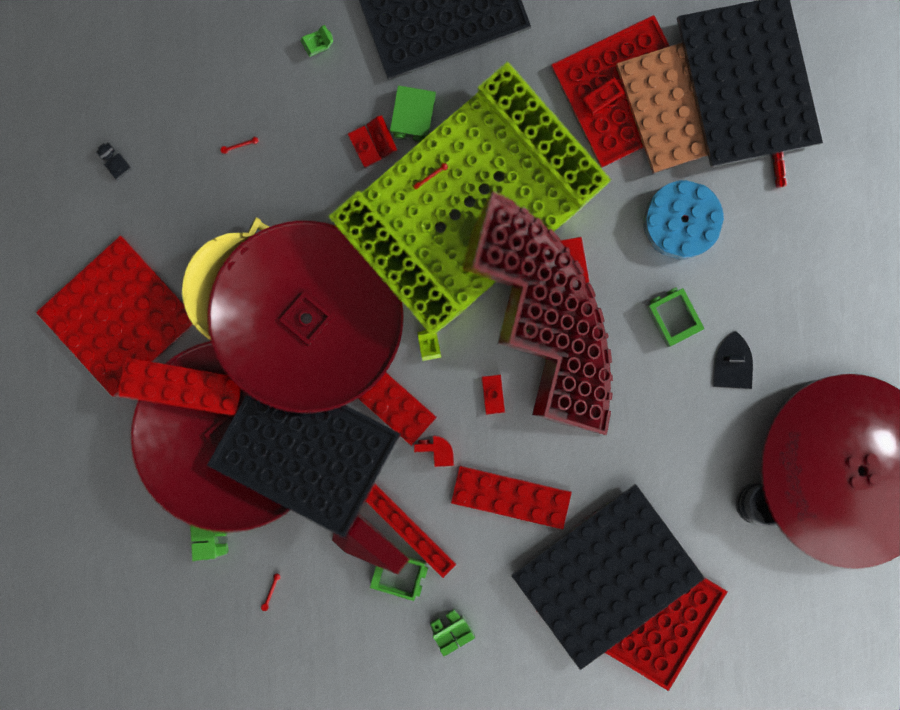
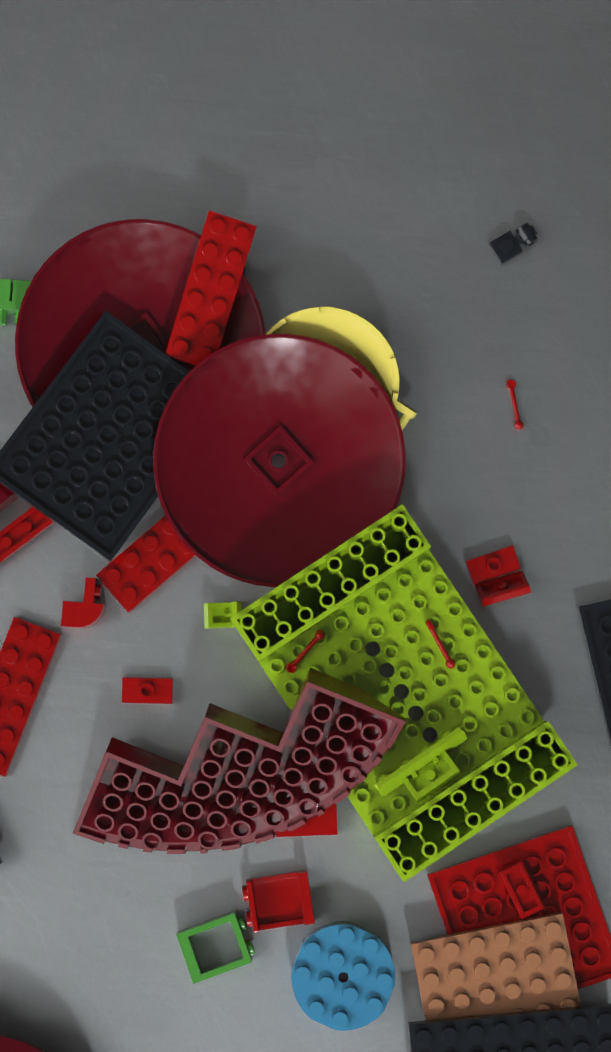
camera: 90 degrees right, 5 degrees down
(116, 312) = (317, 222): red plate -> none
(412, 113) = (528, 633): bright green panel -> none
(461, 285) = (292, 666): none -> red hinge
(526, 173) = (427, 770): none -> lime bracket
(635, 274) = (278, 901): none -> red panel
(733, 363) = (143, 1018): black shield -> none

